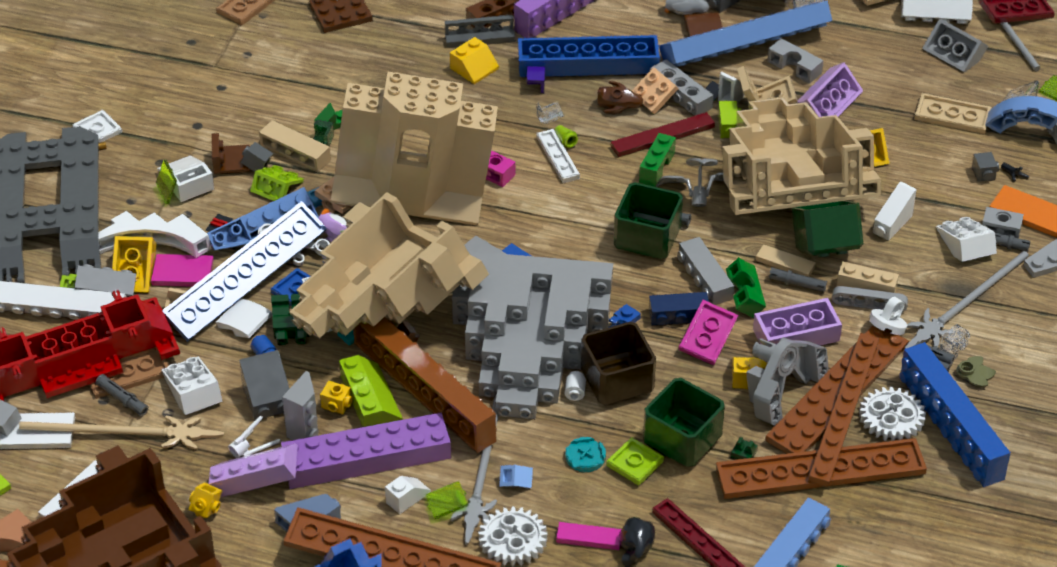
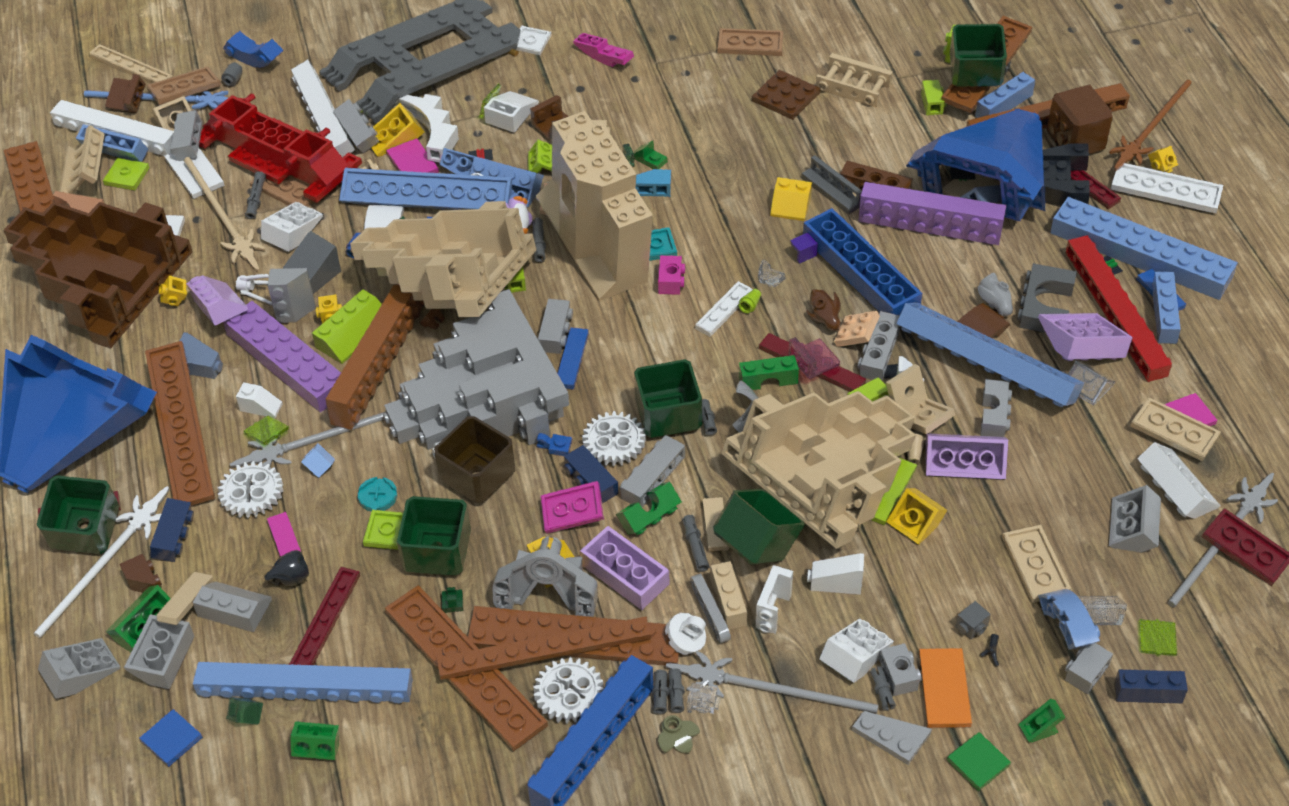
camera: 60 degrees right, 5 degrees up
(163, 90) = (600, 50): none -> dark pink slope
(649, 277) = (614, 438): none -> white gear
(666, 124) = (813, 357): none -> clear pink bracket
(893, 258) = (777, 586): none -> white panel

